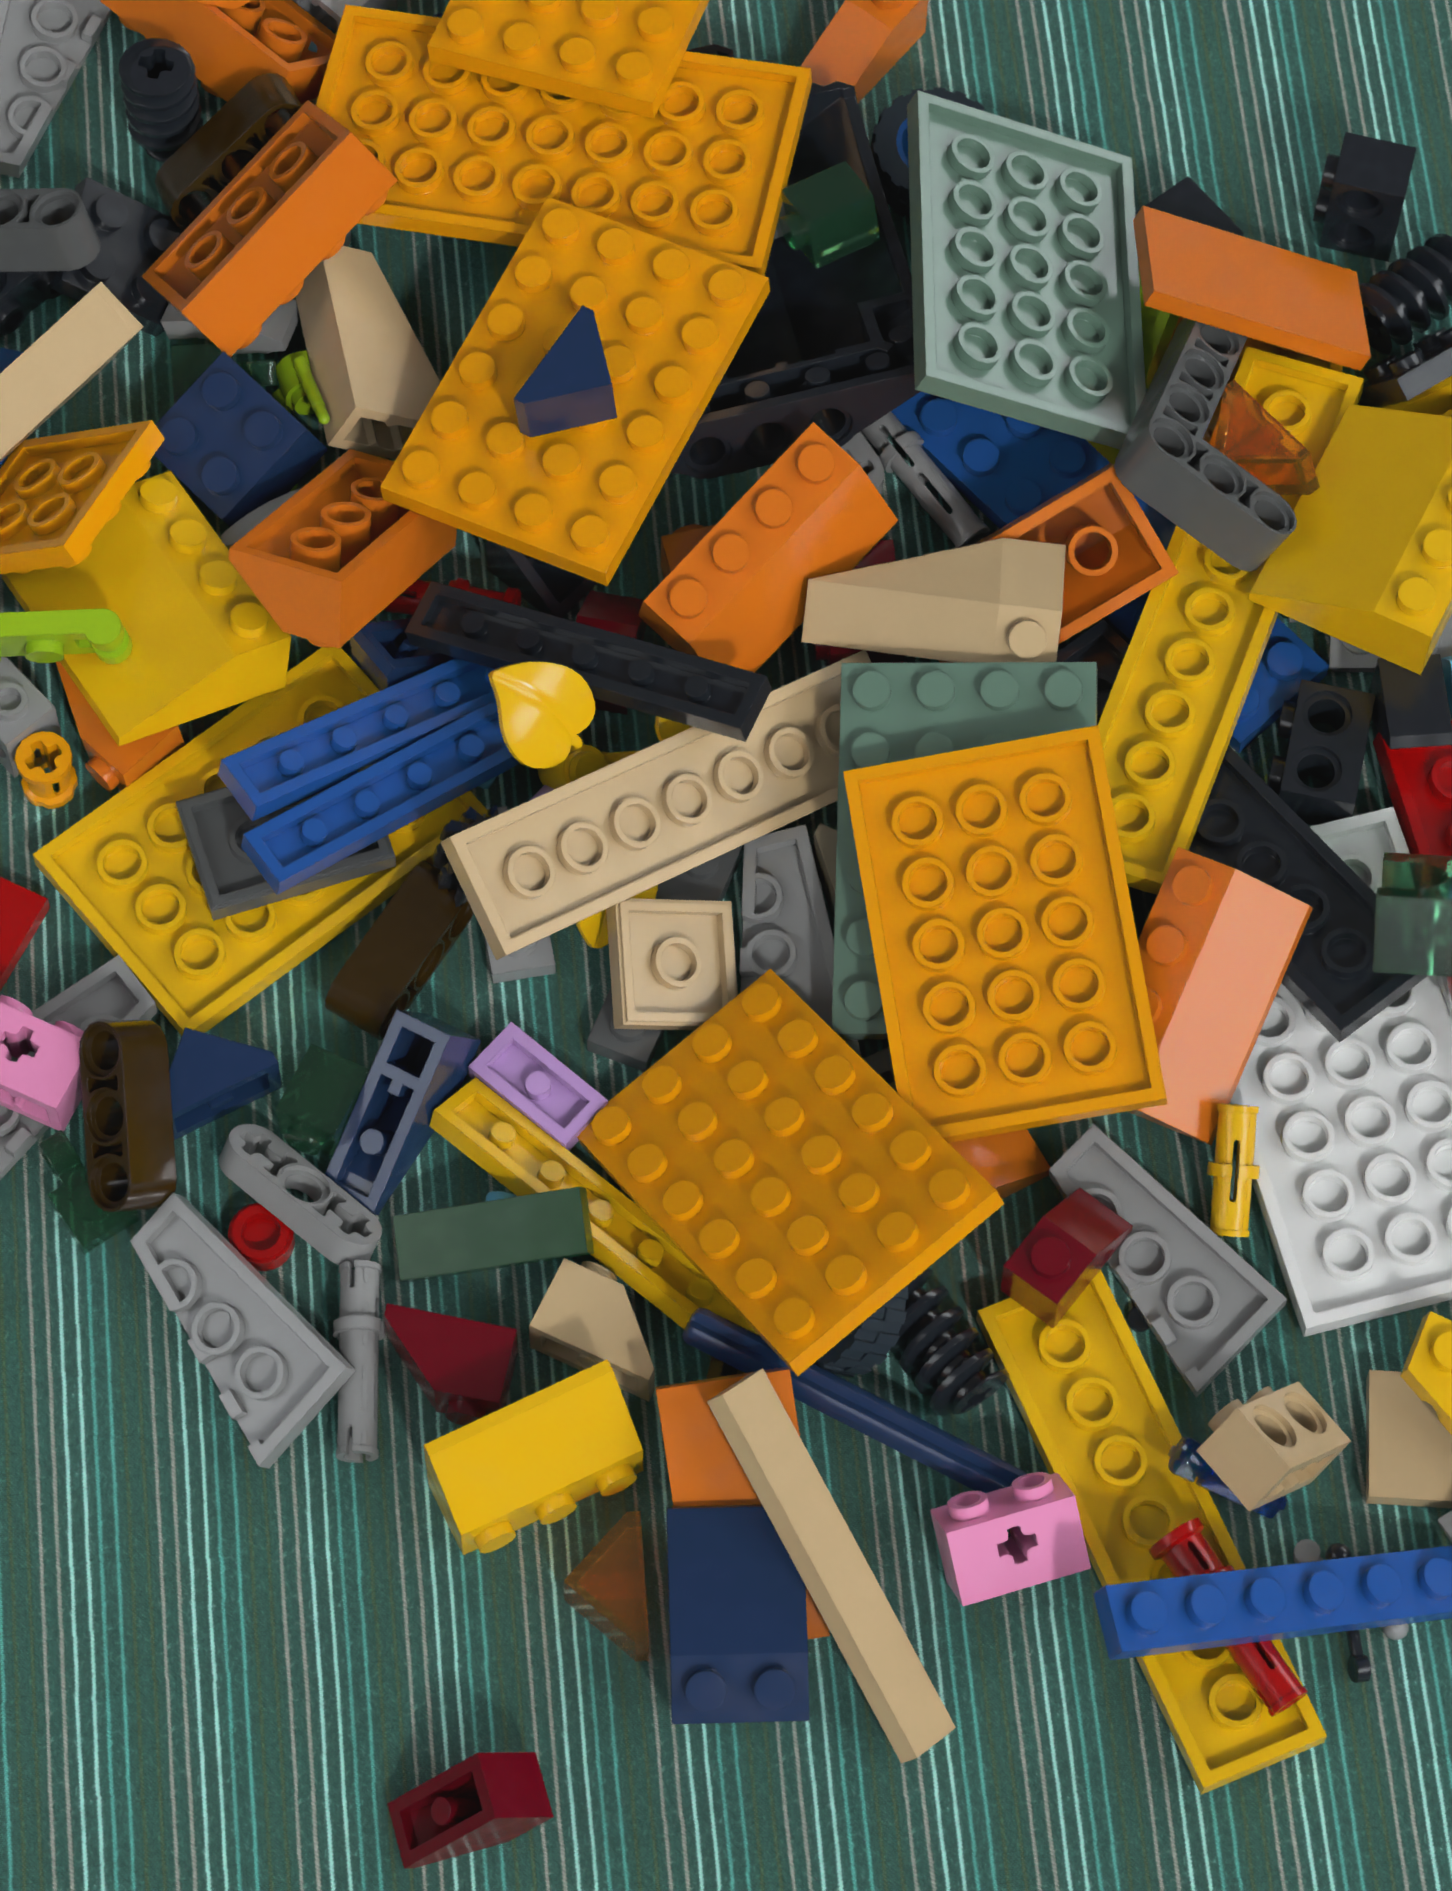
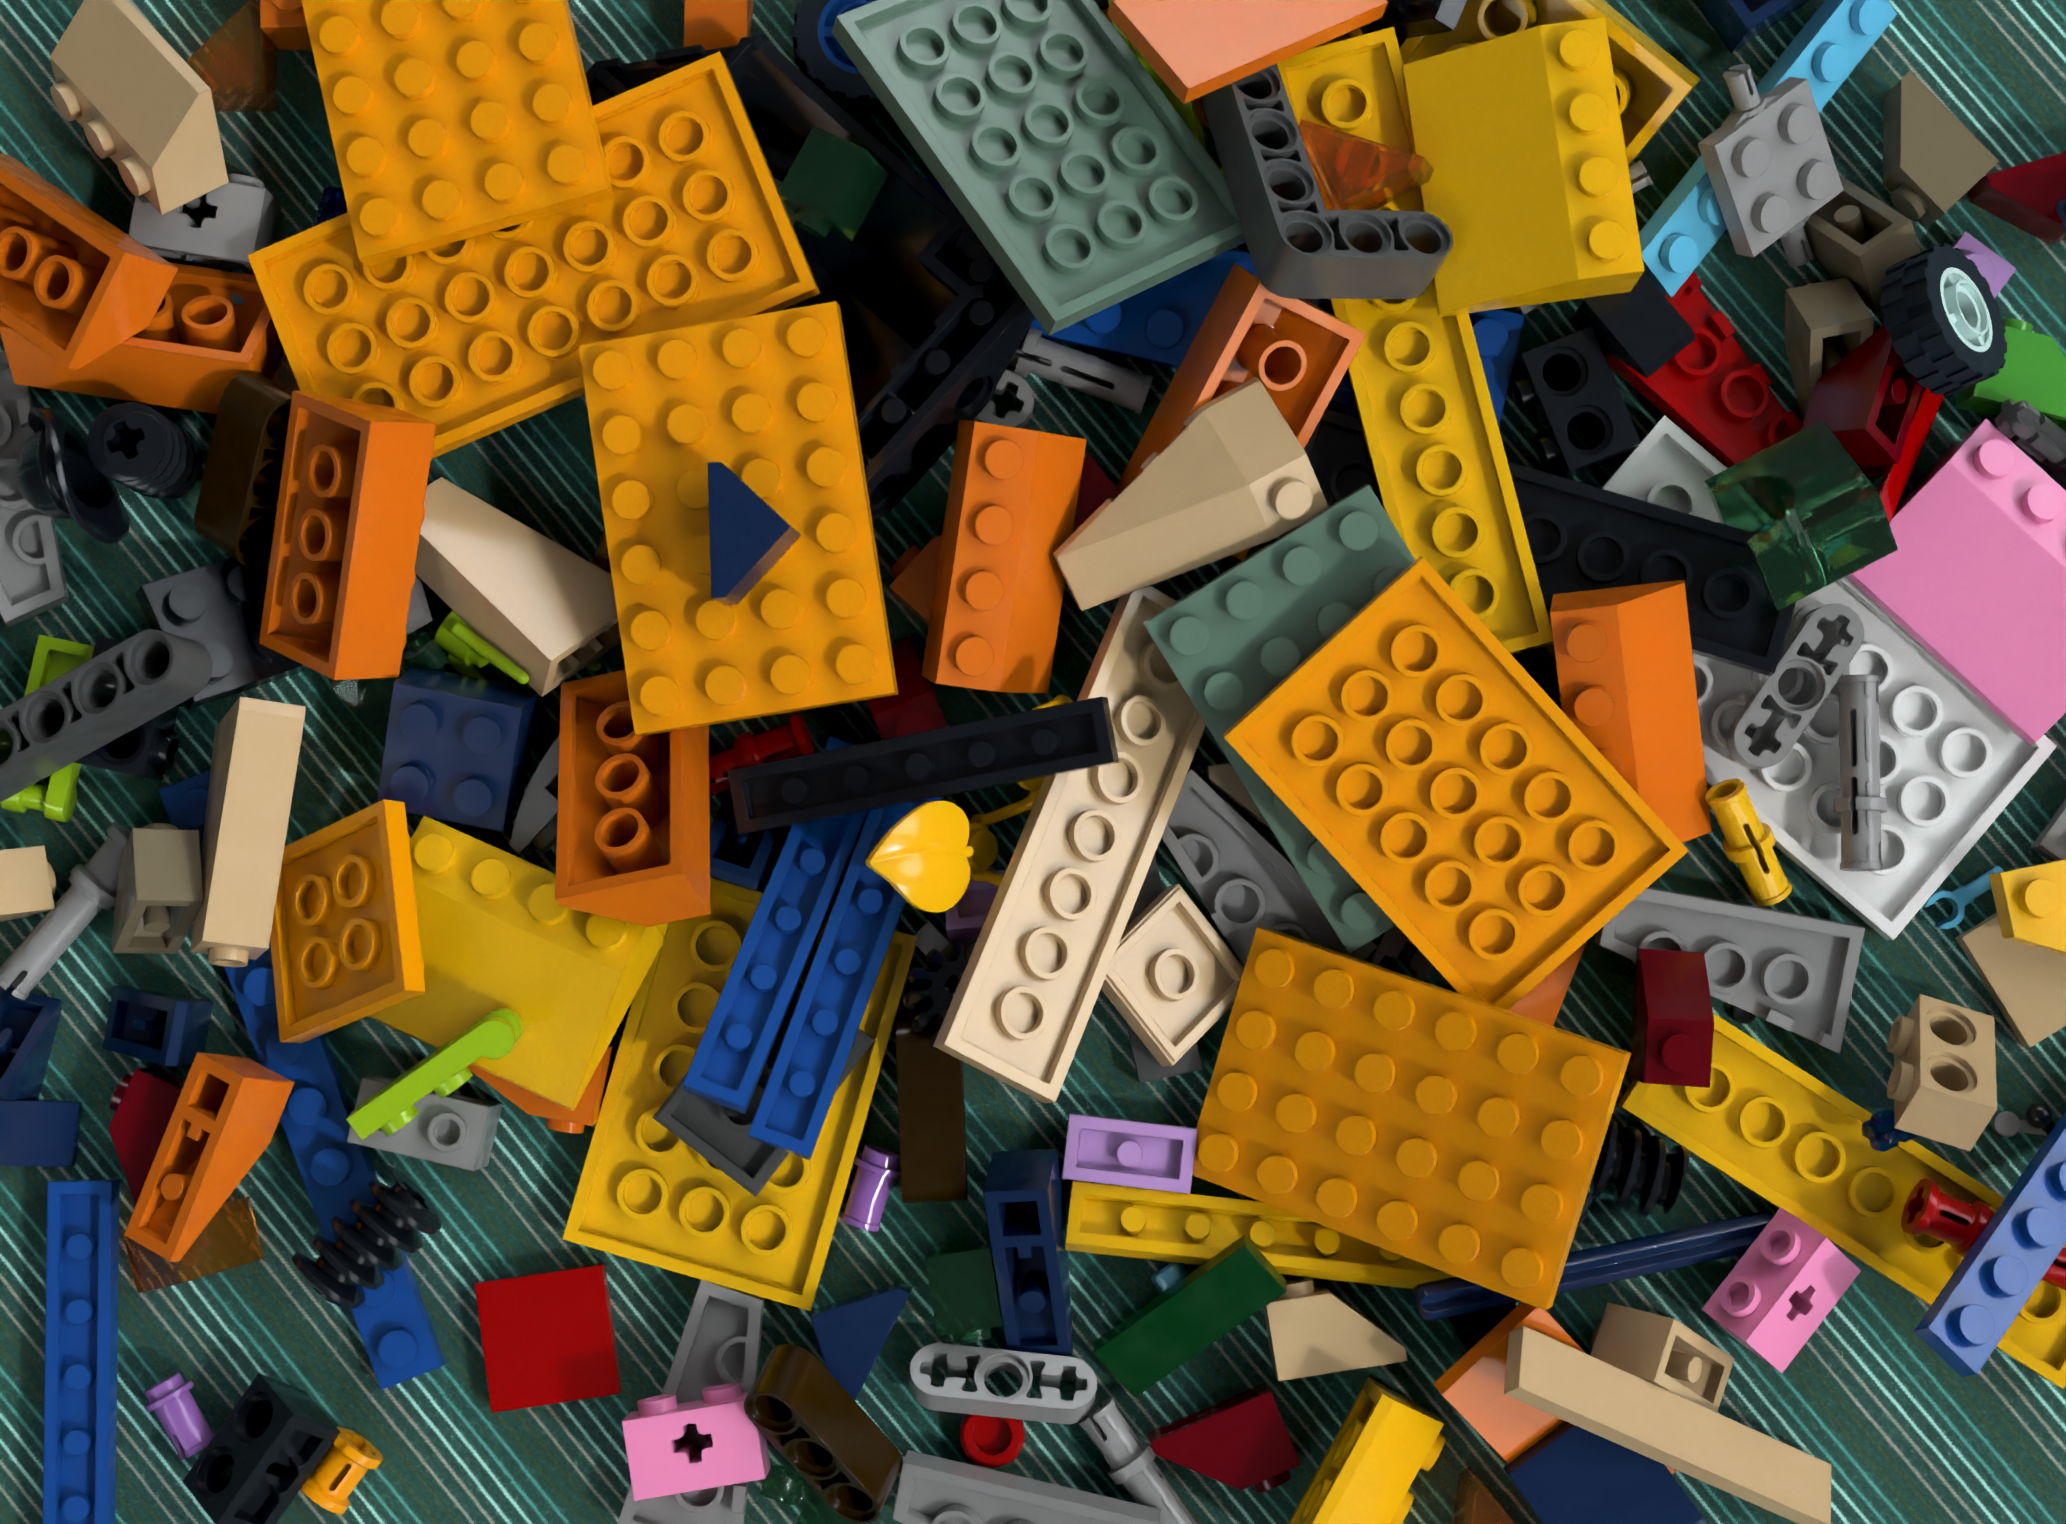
camera: 30 degrees left, 20 degrees up
(57, 758) = (497, 1159): light orange bush -> none
(87, 79) = (63, 481): none -> black hat
(305, 979) = (871, 1187): none -> medium lavender pin
(882, 1527) = (1662, 1354): none -> tan slope
(1351, 1188) = (1860, 773): none -> light grey pin
(1388, 1342) = (1961, 897): none -> medium azure hand
(1406, 1071) = (1807, 638): none -> light grey beam

